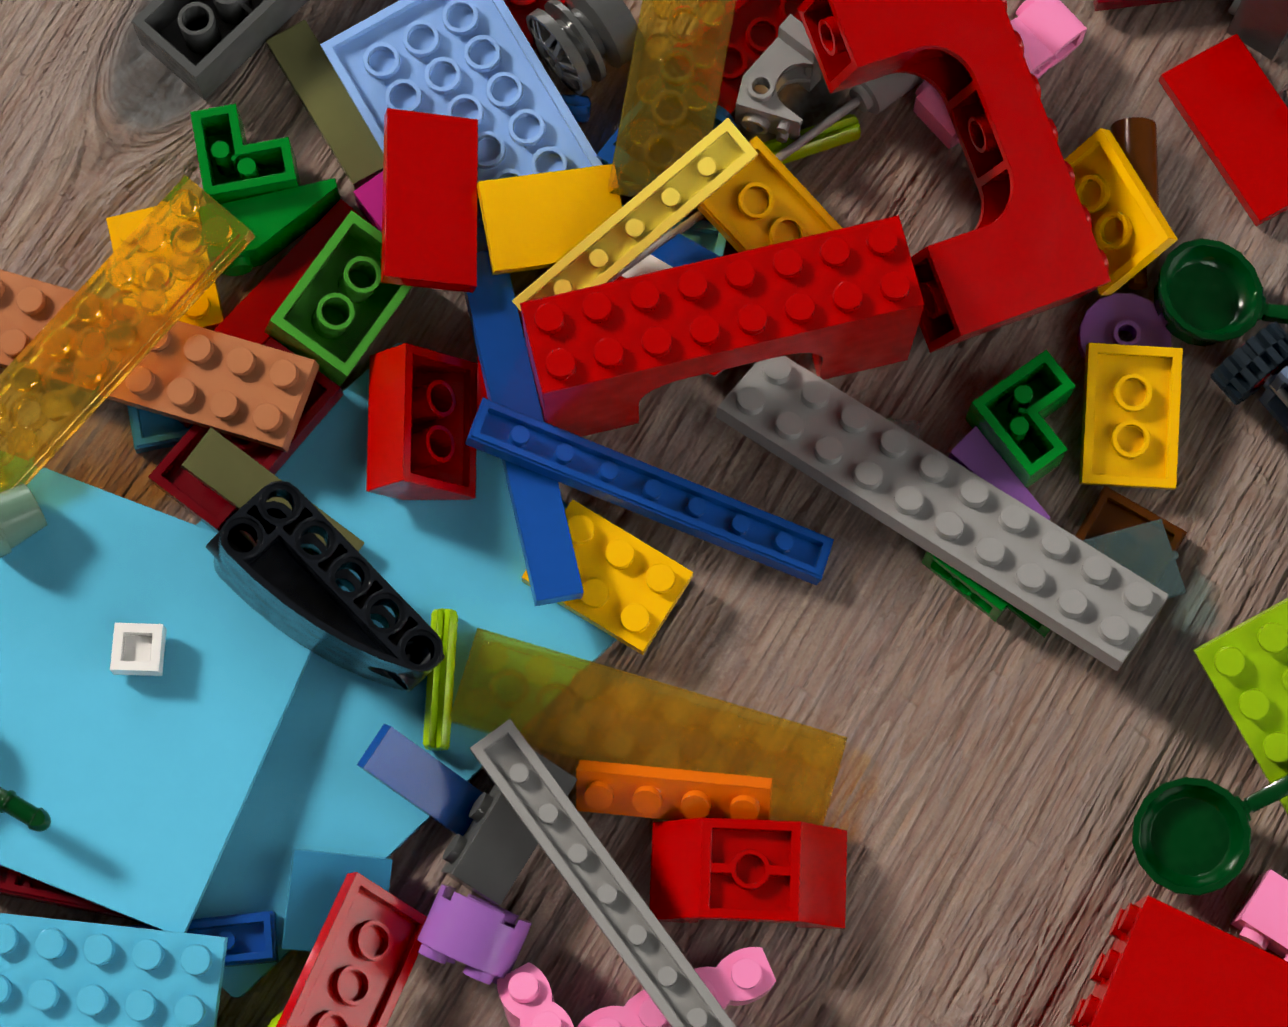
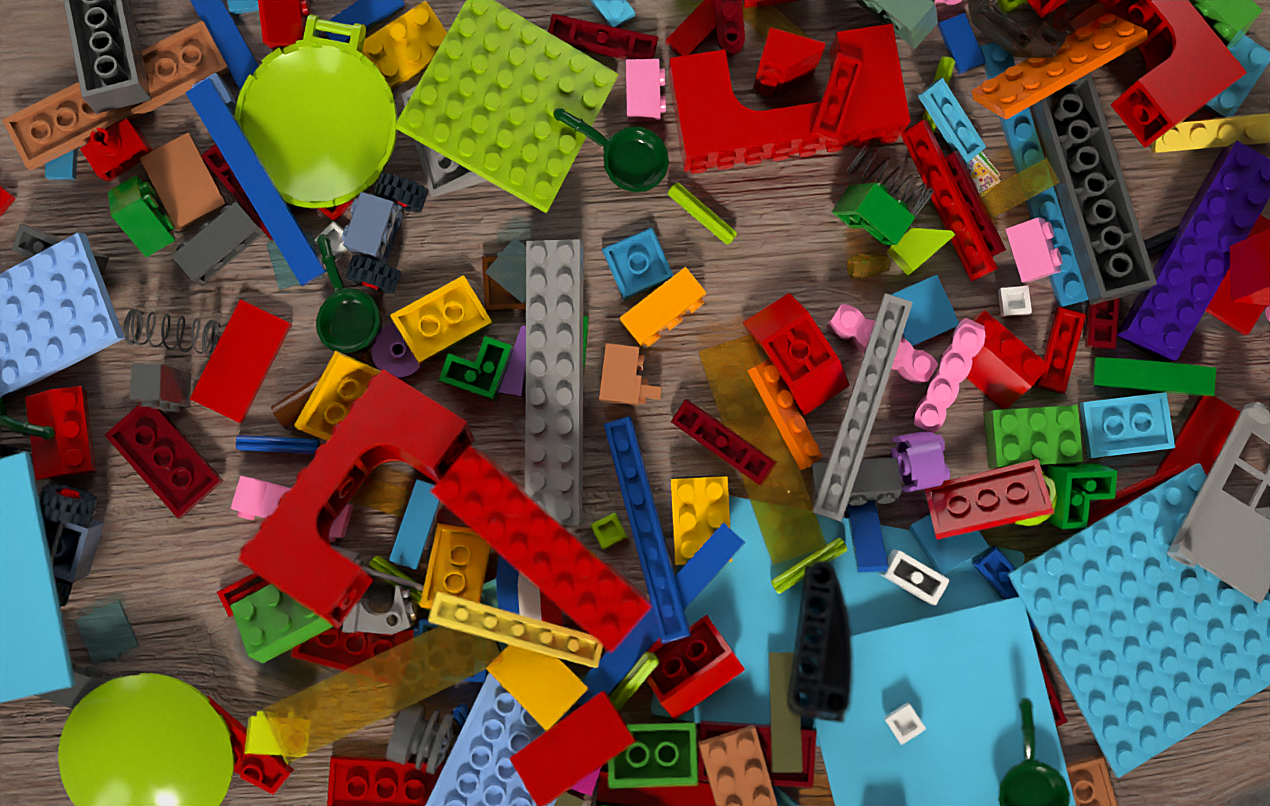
camera: 125 degrees left, 10 degrees up
(319, 804) = (914, 577): none -> white brick
(459, 336) = (633, 679): none -> lime axle
(681, 449) = (608, 530): none -> lime tile
(693, 677) = (724, 442): none -> dark red plate
(858, 193) = (415, 526): none -> dark azure tile
(880, 602) = (620, 378): none -> nougat hinge
(927, 195) = (382, 497): none -> clear yellow tile
(943, 730) = (663, 308): none -> light orange brick
(1033, 743) = (637, 263): none -> dark azure tile
(1047, 885) = (702, 213): none -> lime axle
(1100, 102) = (277, 444): none -> blue axle

